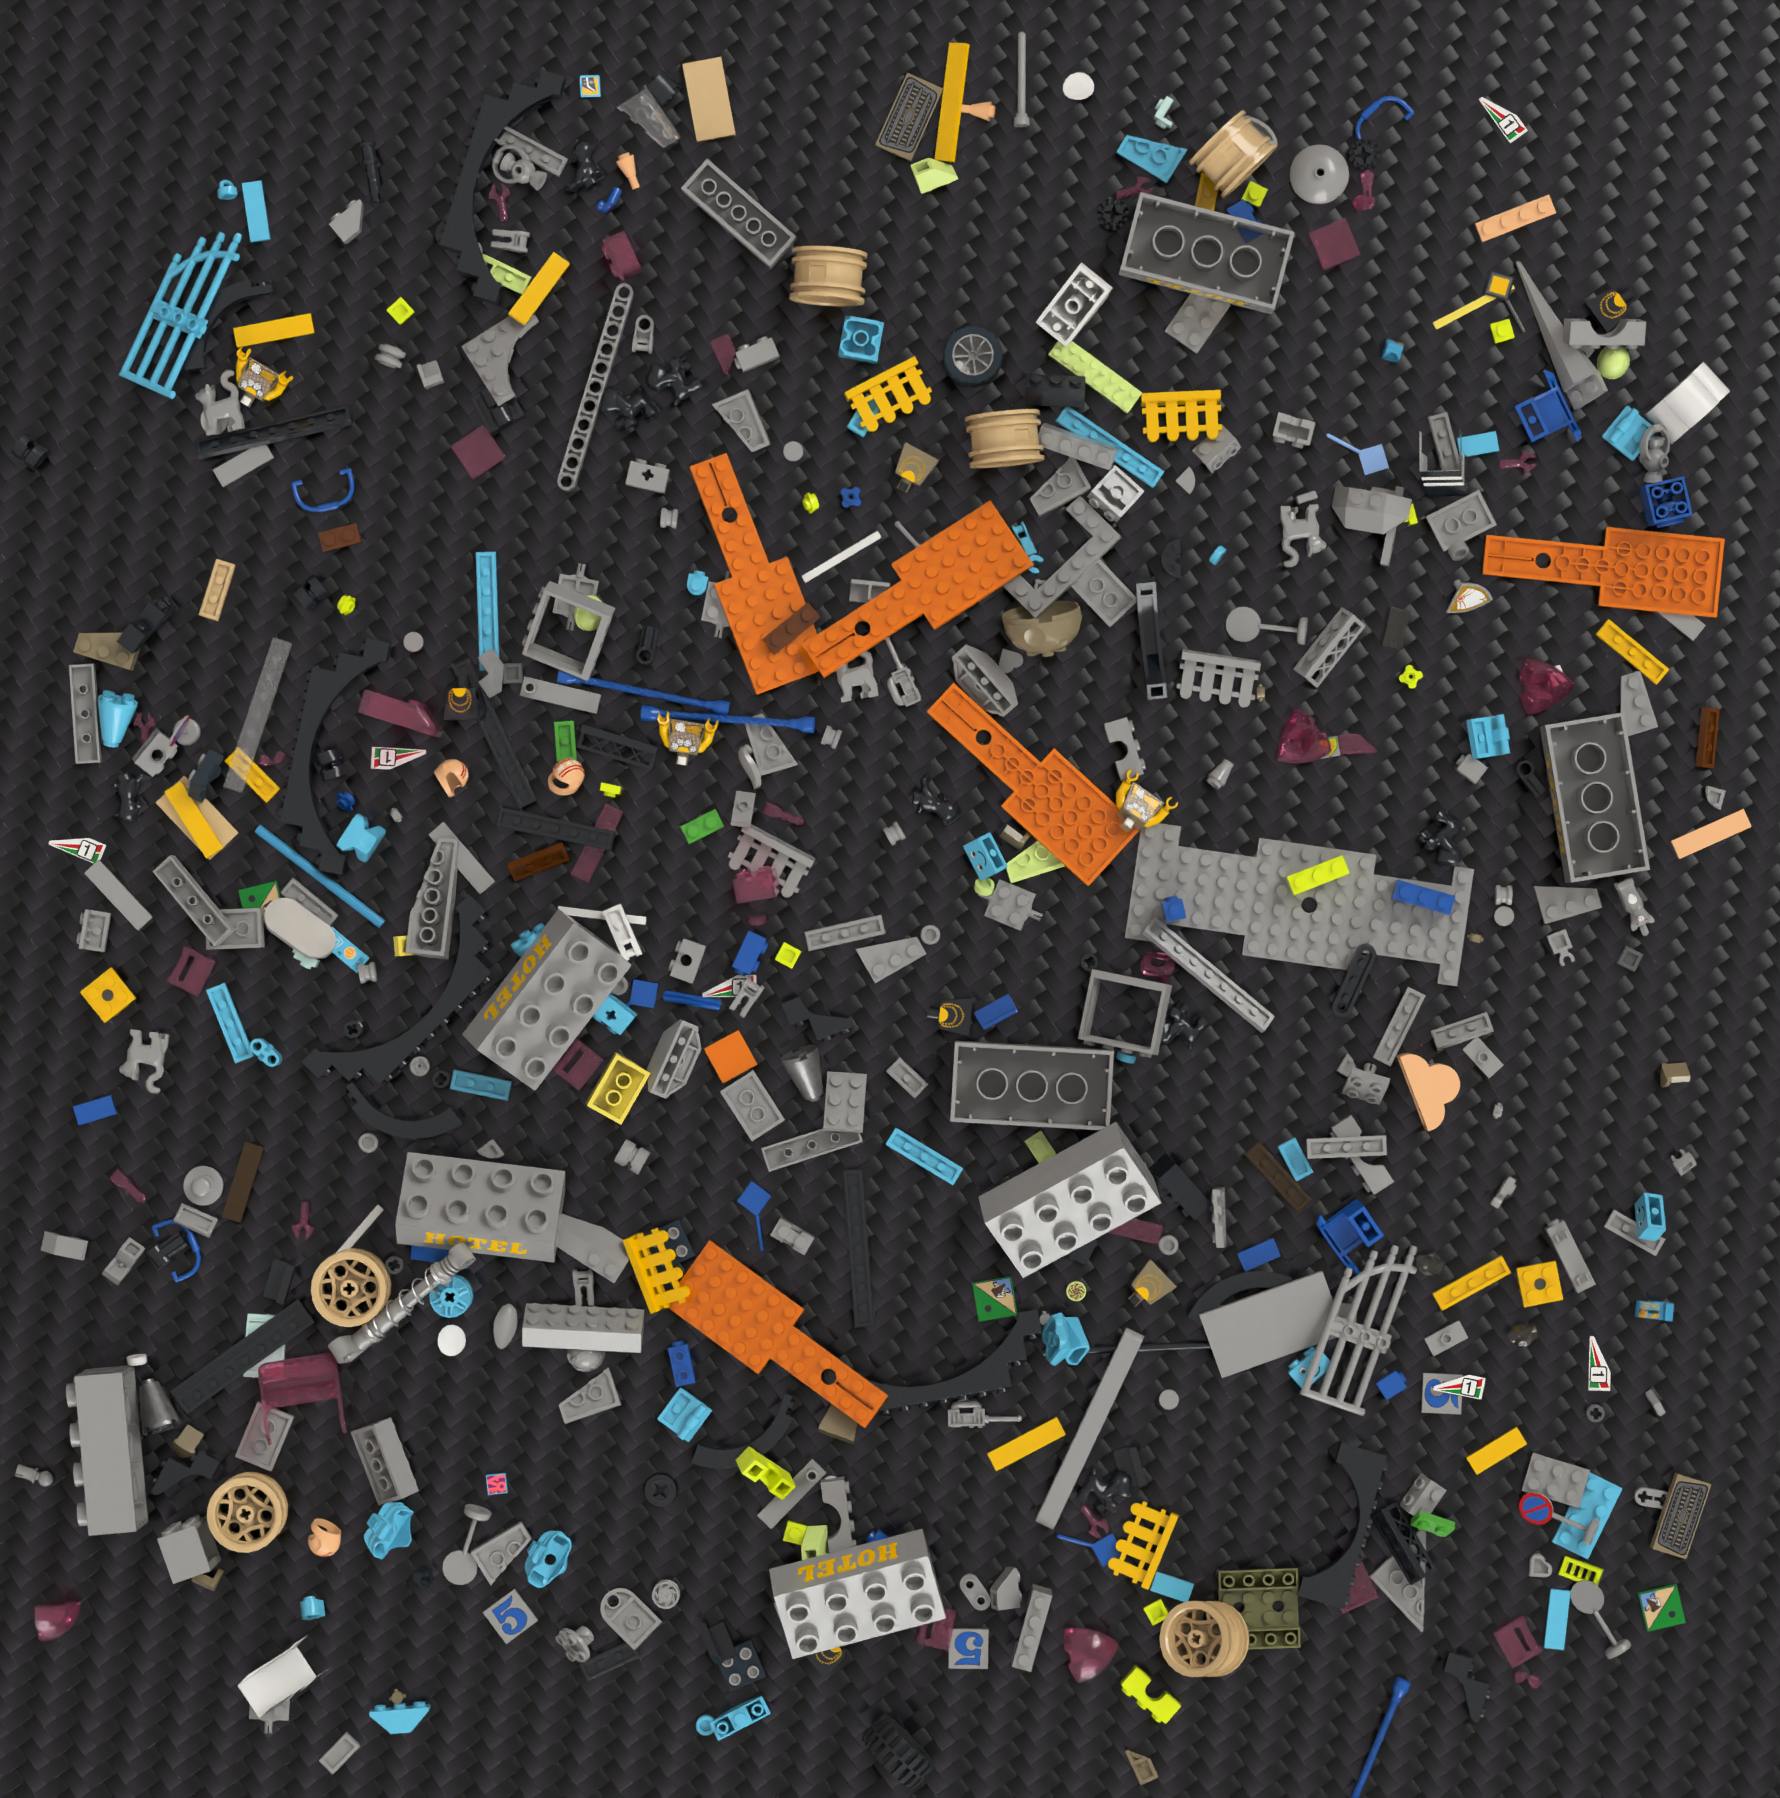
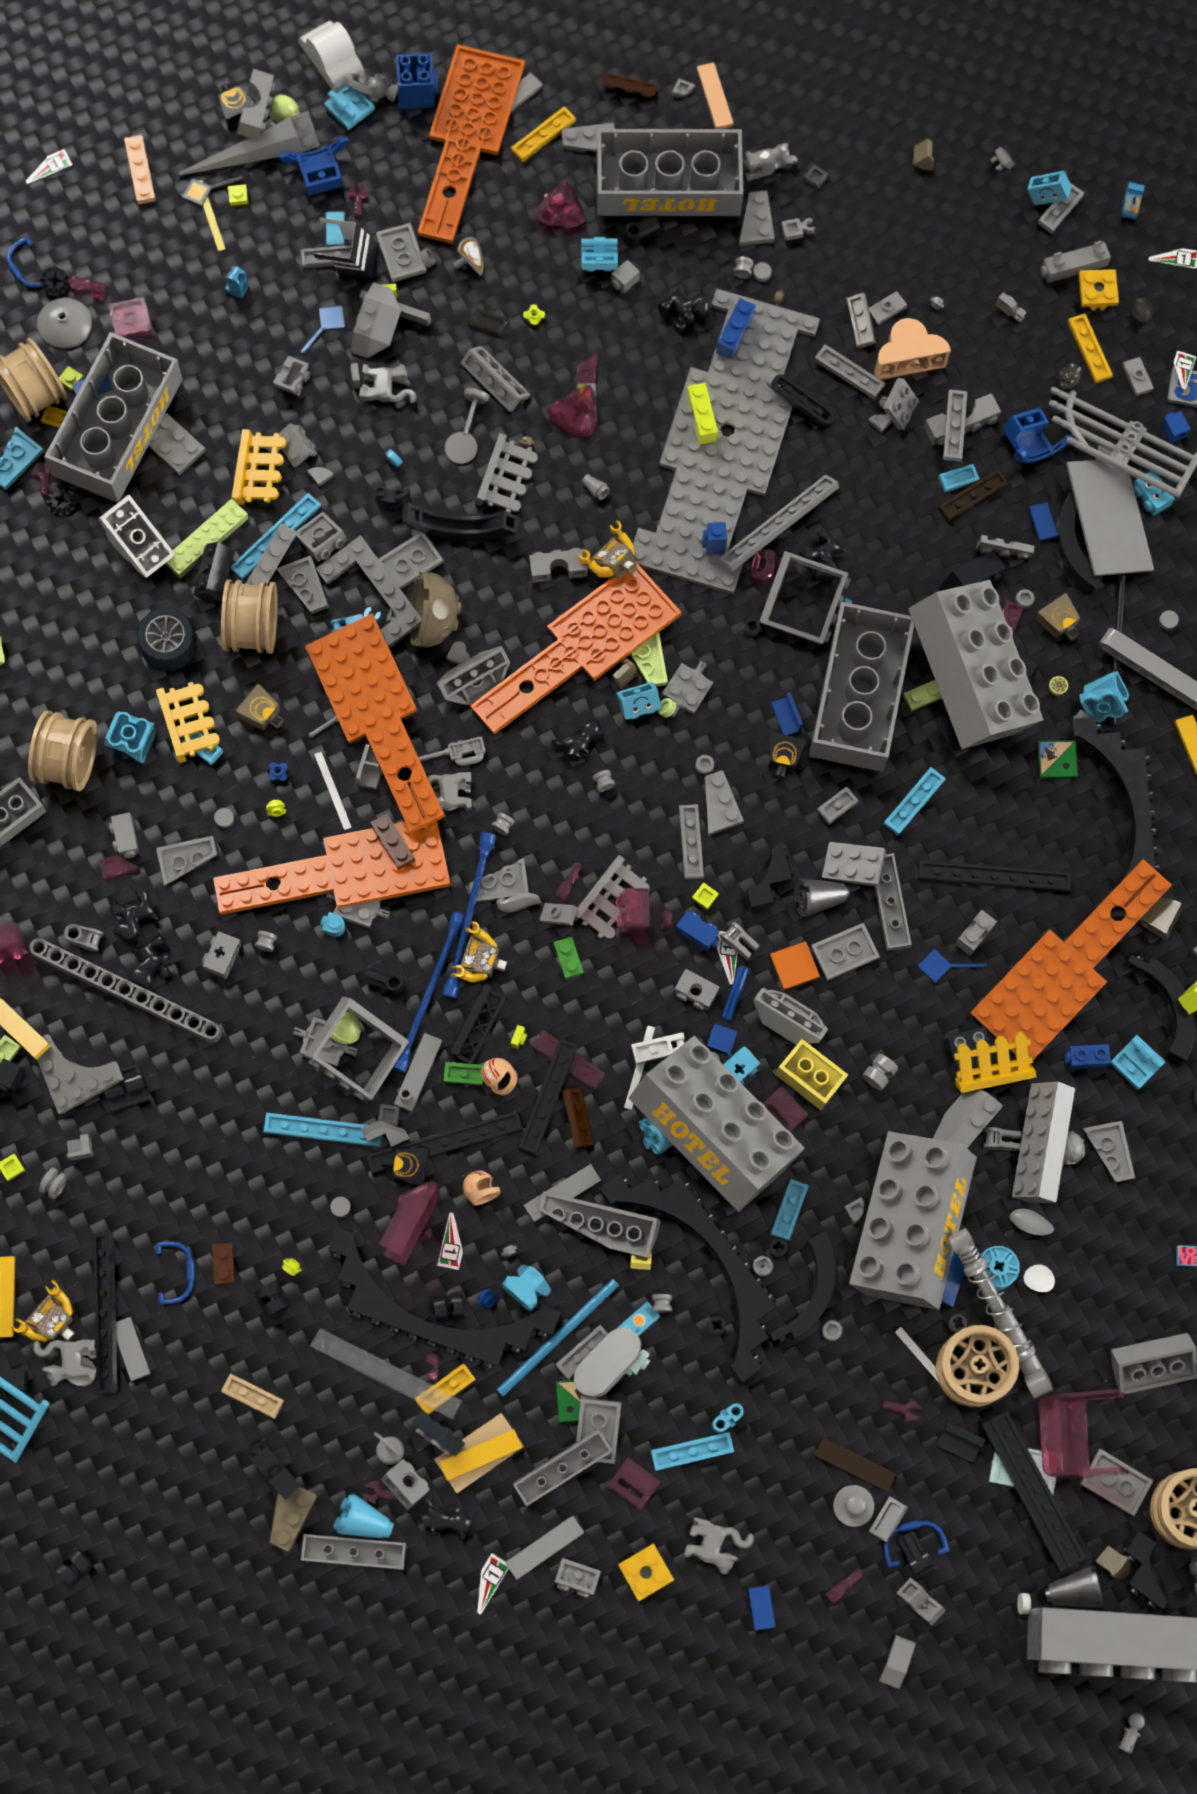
camera: 90 degrees left, 15 degrees down
(478, 451) = (165, 1114): clear pink plate -> none
(973, 1419) = (1169, 792): light grey piece -> none

